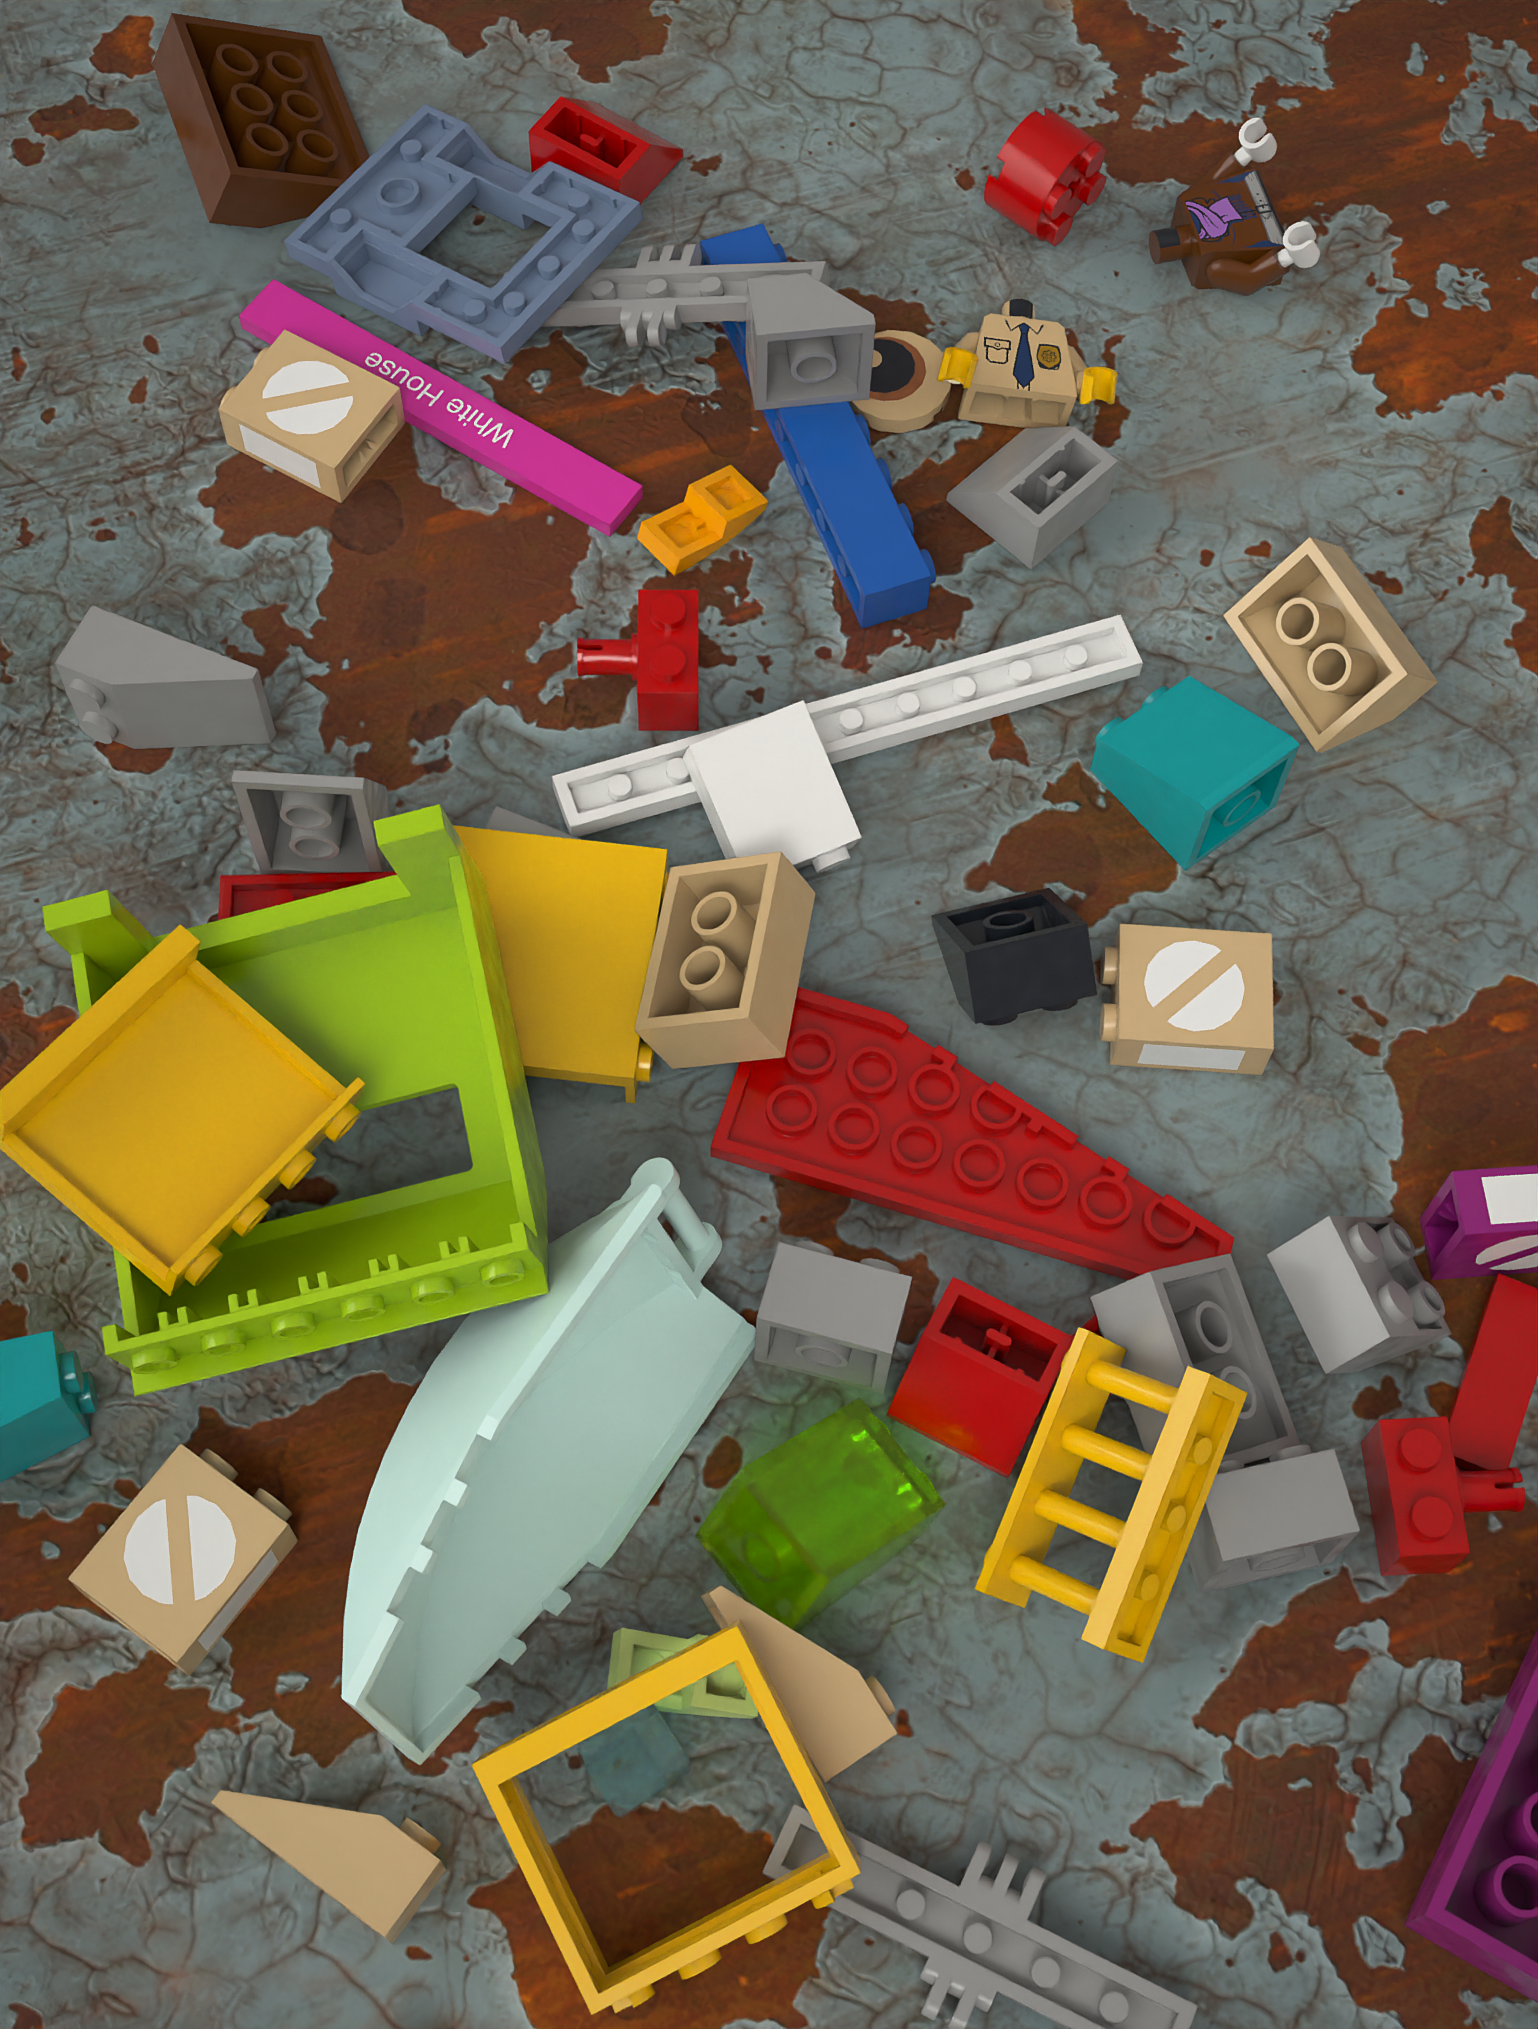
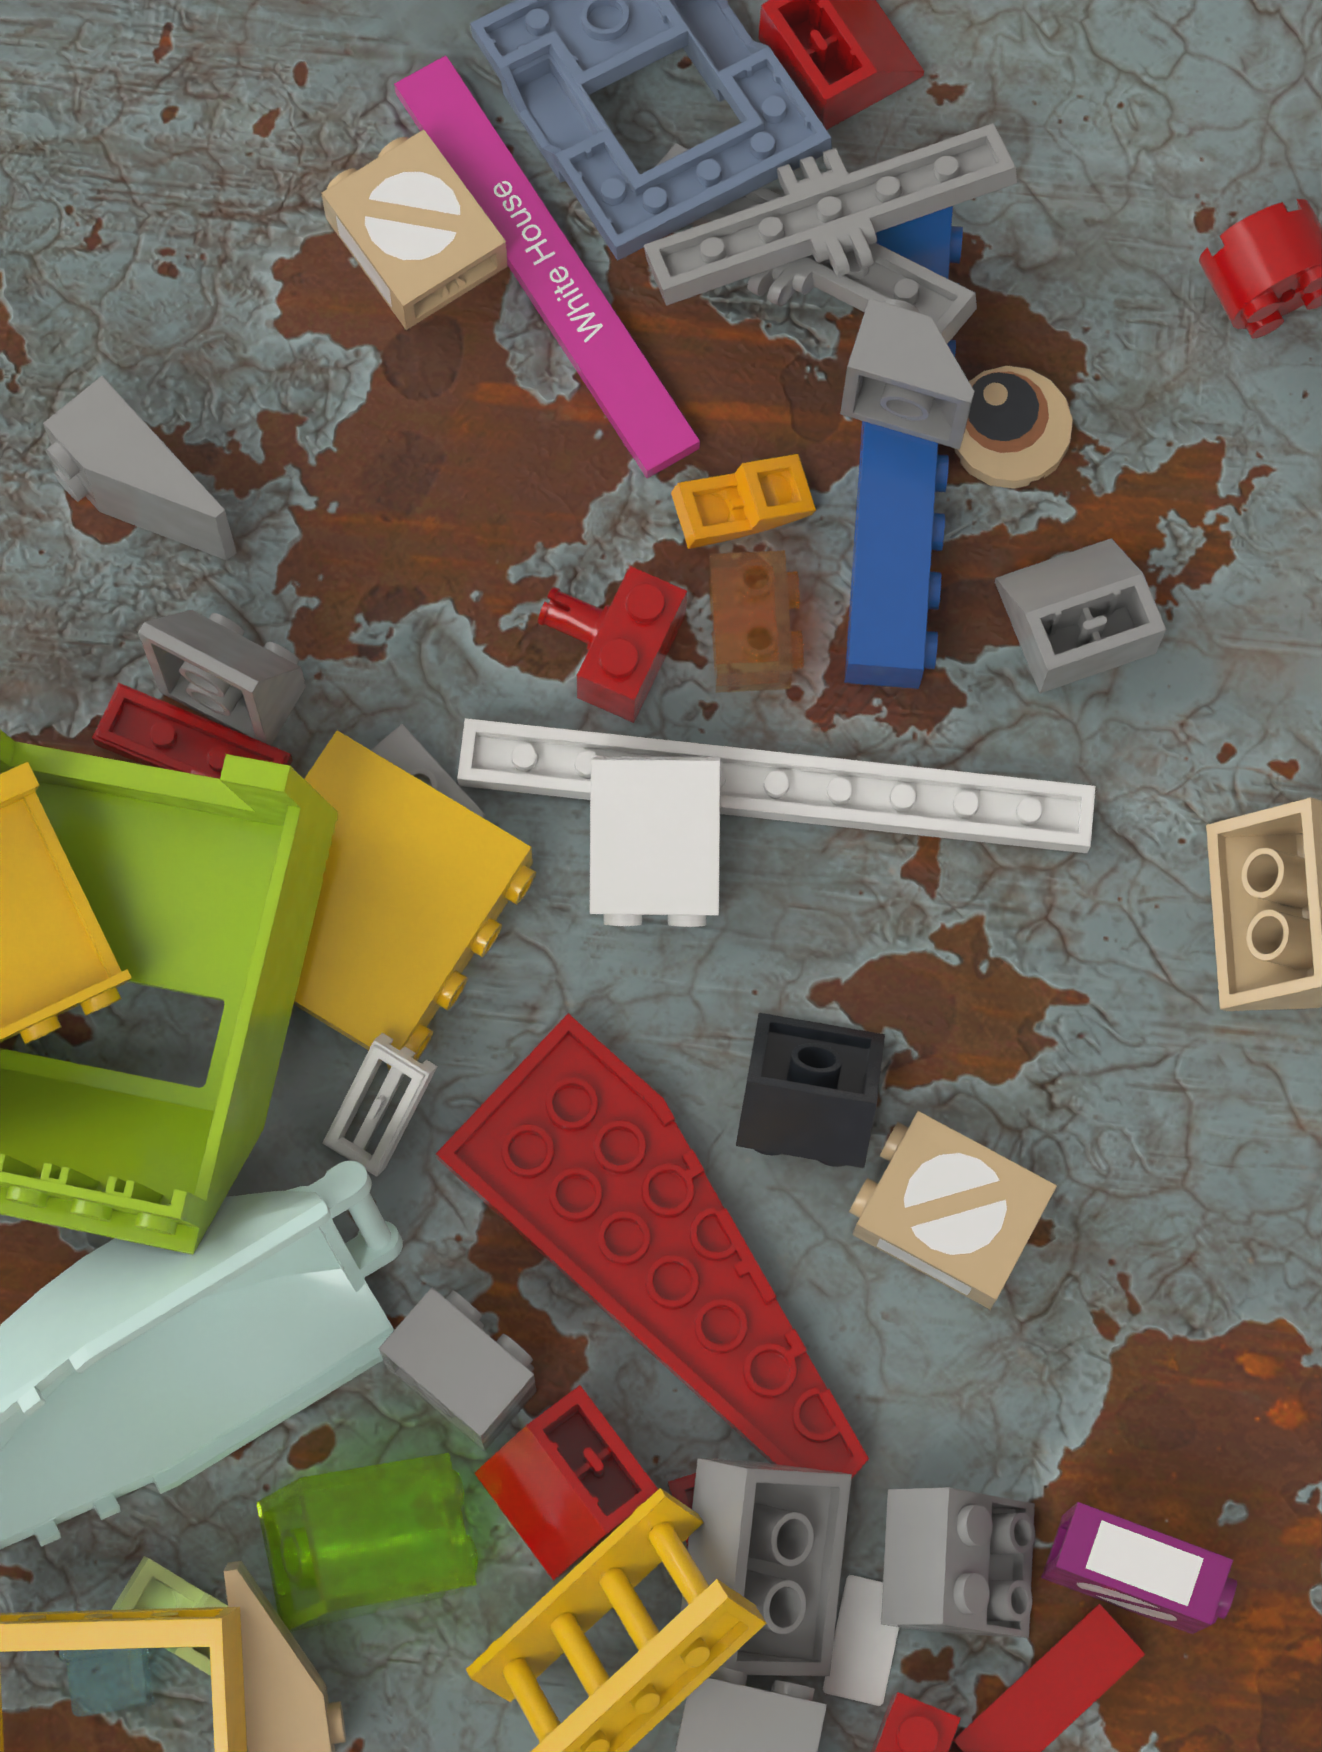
camera: 25 degrees right, 10 degrees up
(644, 1071) = (402, 1064): none -> white tile
(668, 255) = (830, 213): none -> light grey hinge
(726, 961) = (529, 985): tan brick -> none
(761, 604) = (752, 621): none -> clear orange brick
(1022, 371) = (1134, 475): tan torso -> none
(1193, 767) = (1077, 977): teal slope -> none
(1312, 1401) = (861, 1645): none -> white sticker

